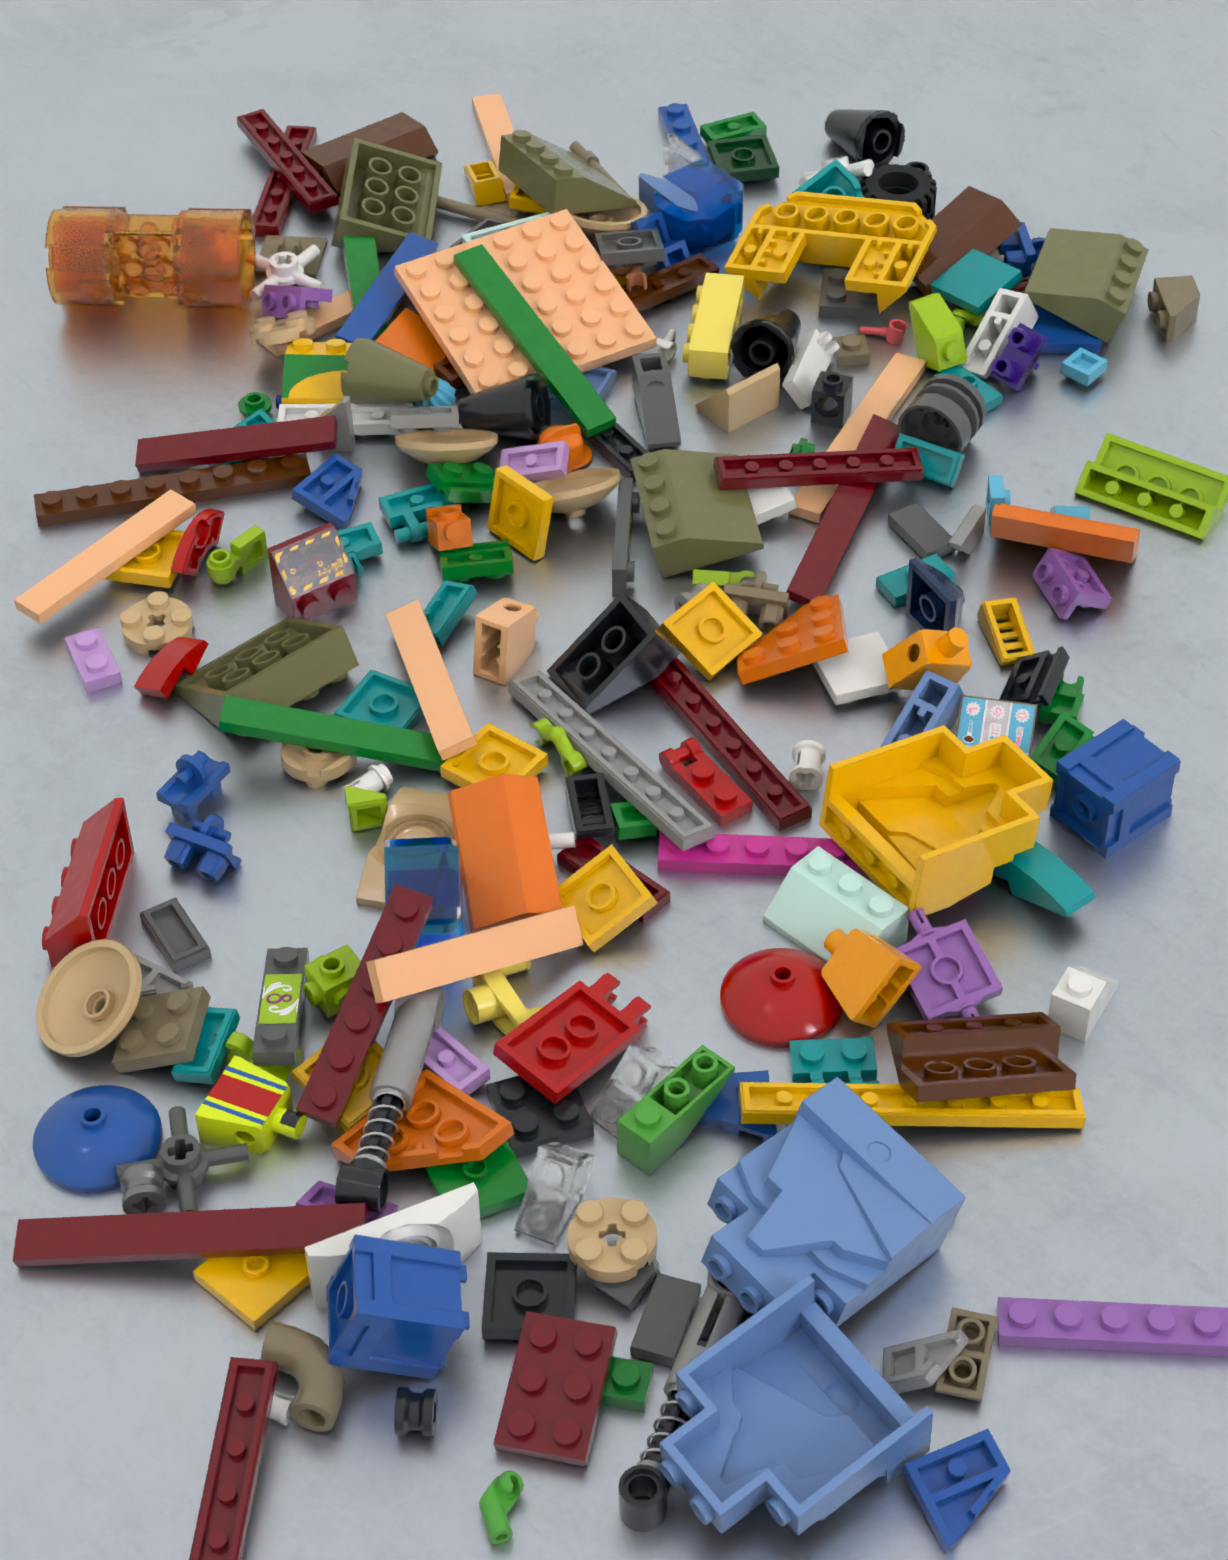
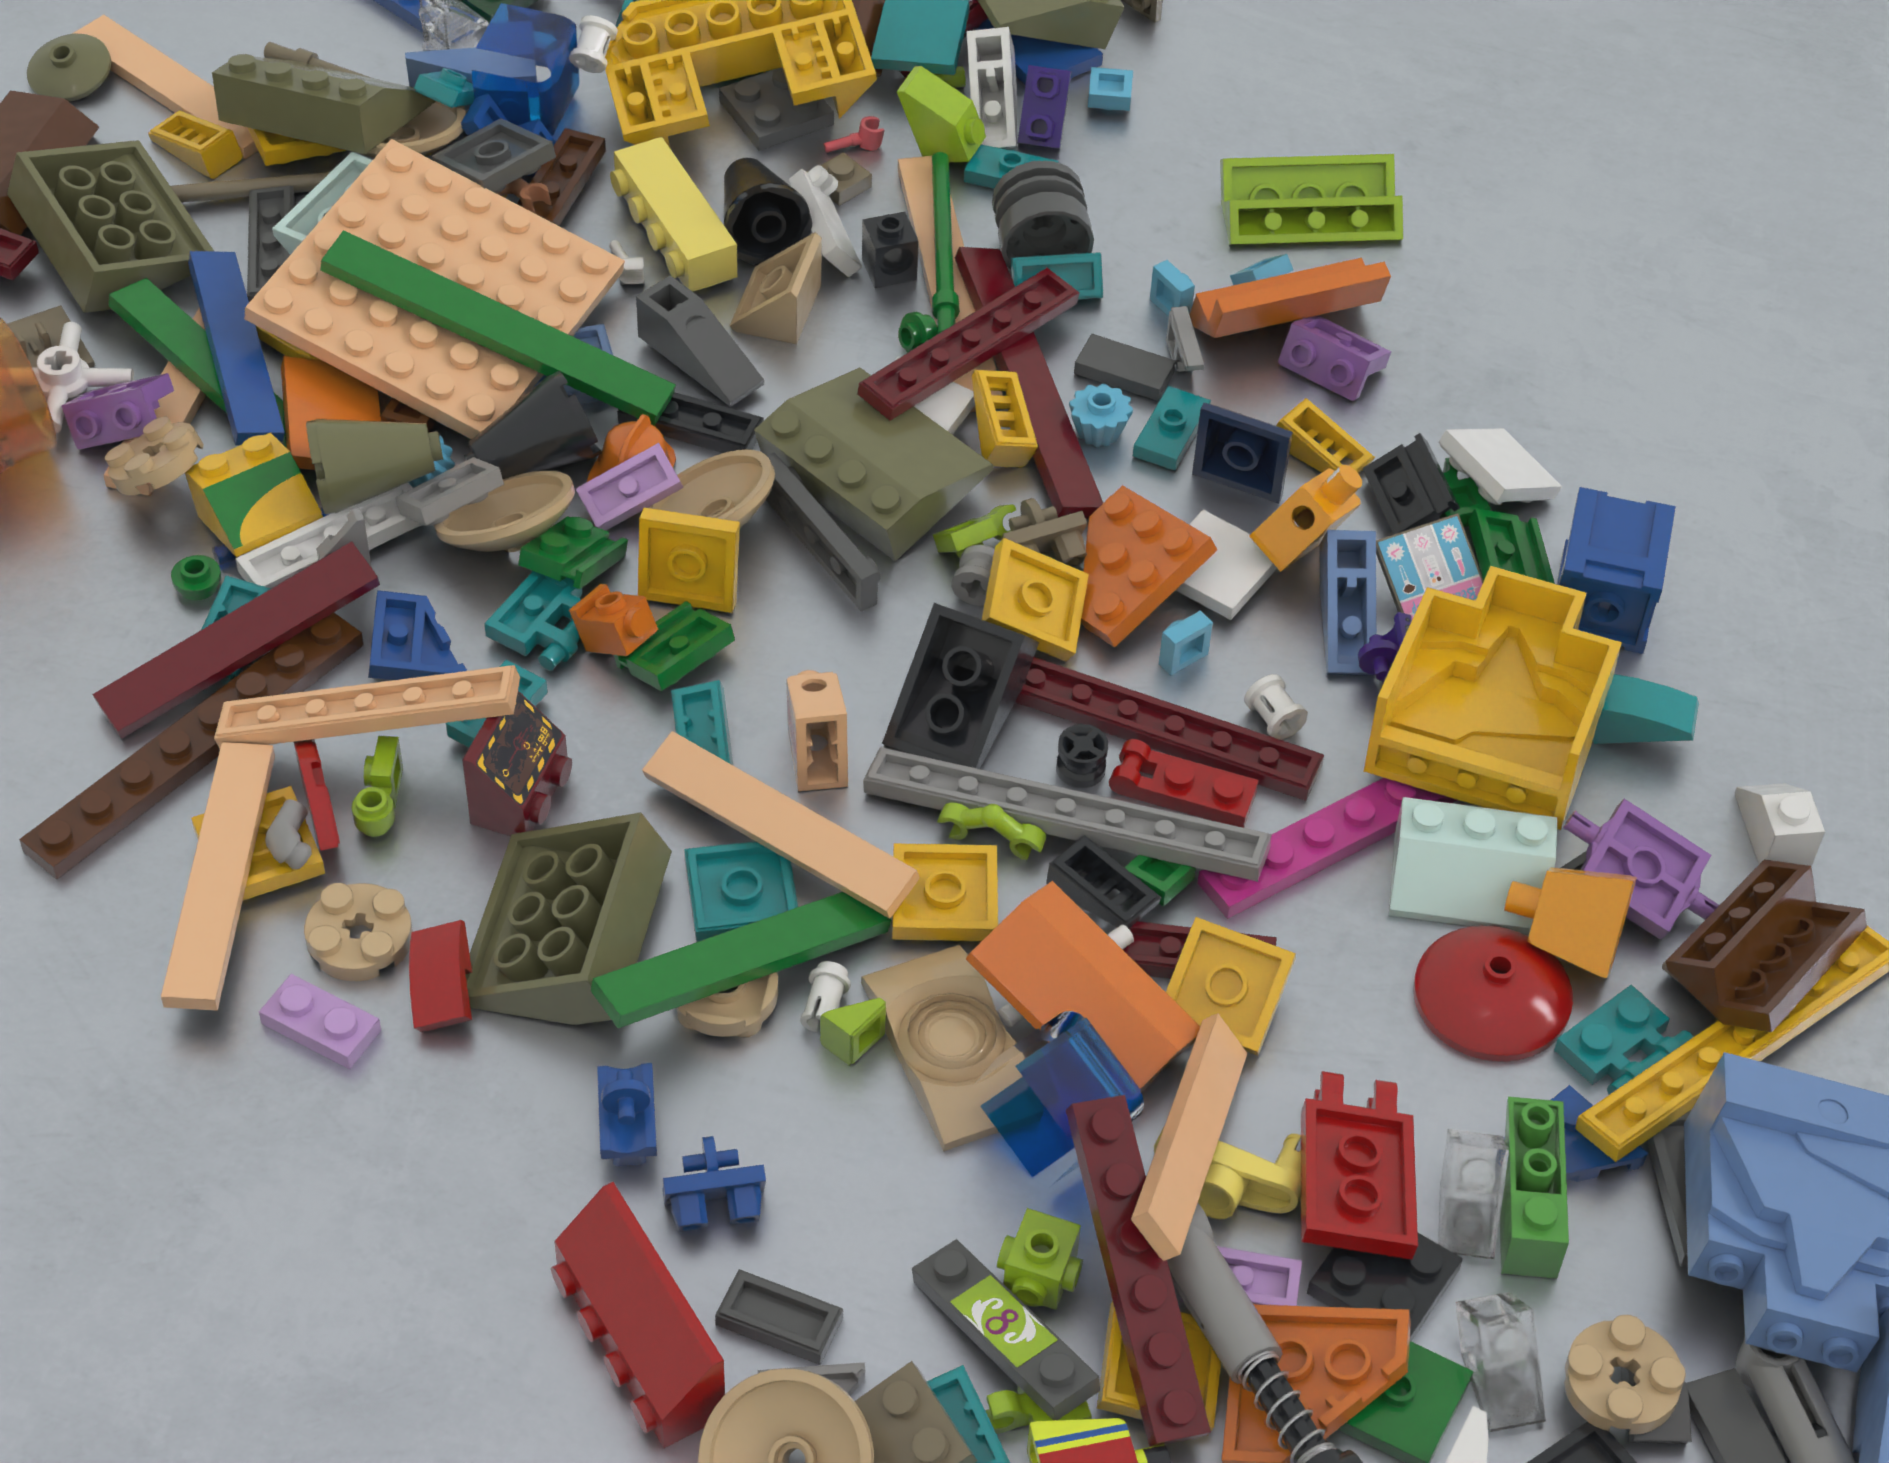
camera: 40 degrees left, 5 degrees up
(156, 551) = (283, 837): none -> light grey arm
(256, 503) = (370, 707): none -> light nougat tile
(454, 115) = (69, 67): none -> olive dish
(634, 197) = (446, 88): none -> teal plate
(655, 732) = (1074, 747): none -> black wheel
(746, 204) = (593, 44): none -> white bush
(786, 701) = (1185, 642): none -> medium azure plate
(791, 541) = (1000, 445): none -> yellow slope
(835, 440) = (945, 301): none -> green bar
(870, 549) = (1100, 414): none -> medium azure piece
(1108, 692) = (1498, 465): none -> white tile

